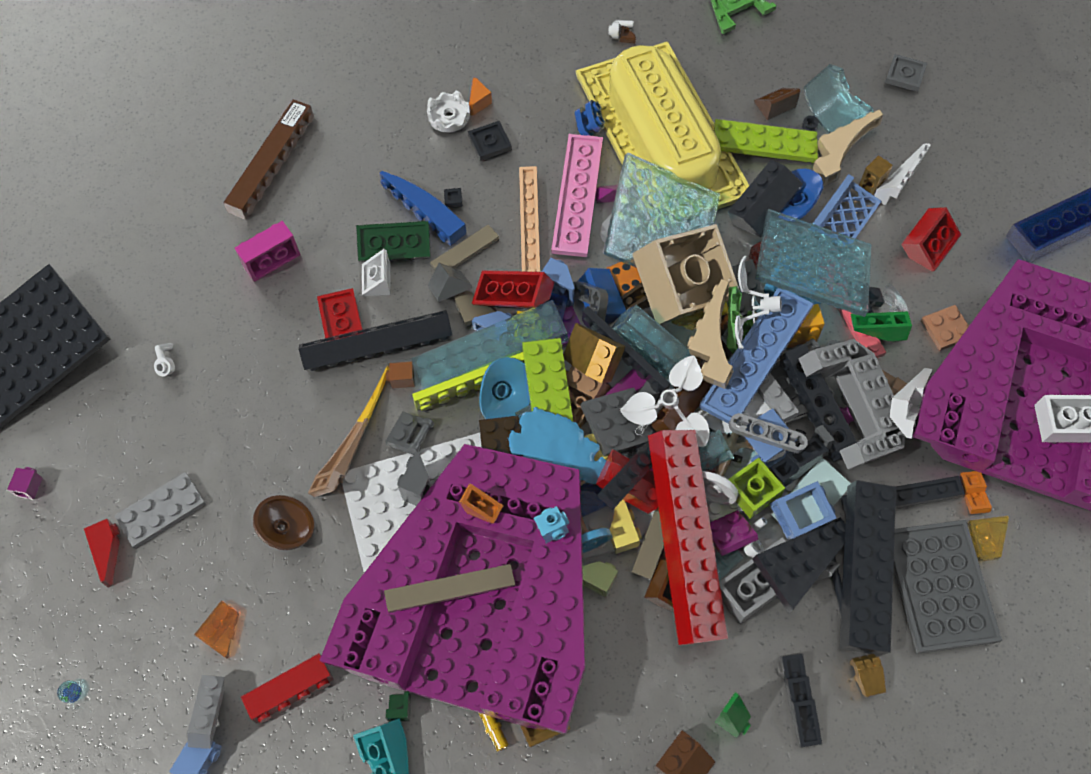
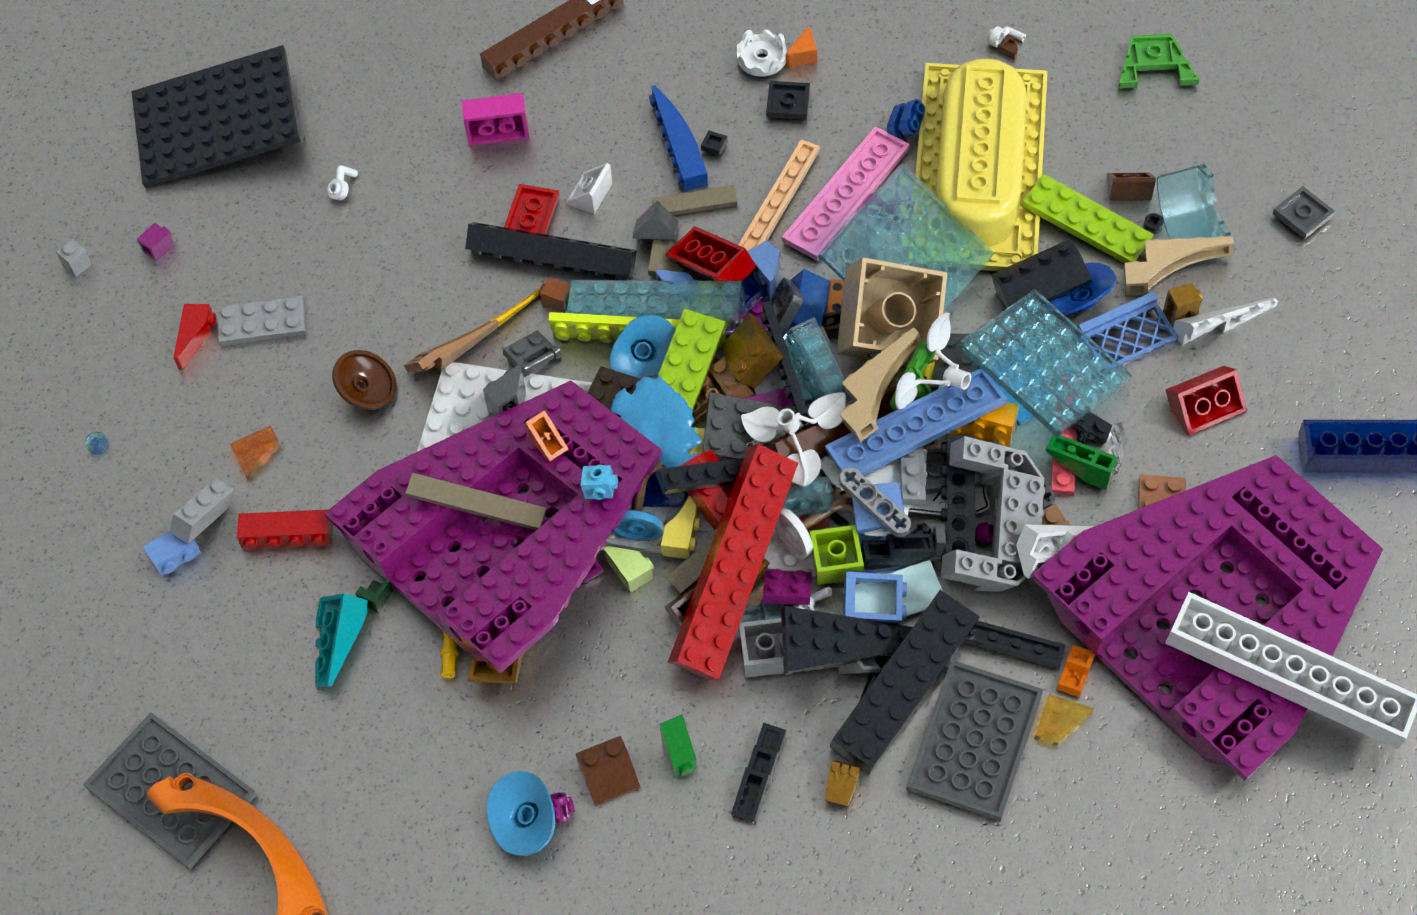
camera: 30 degrees right, 5 degrees down
(400, 240) = (629, 161): dark green plate -> none

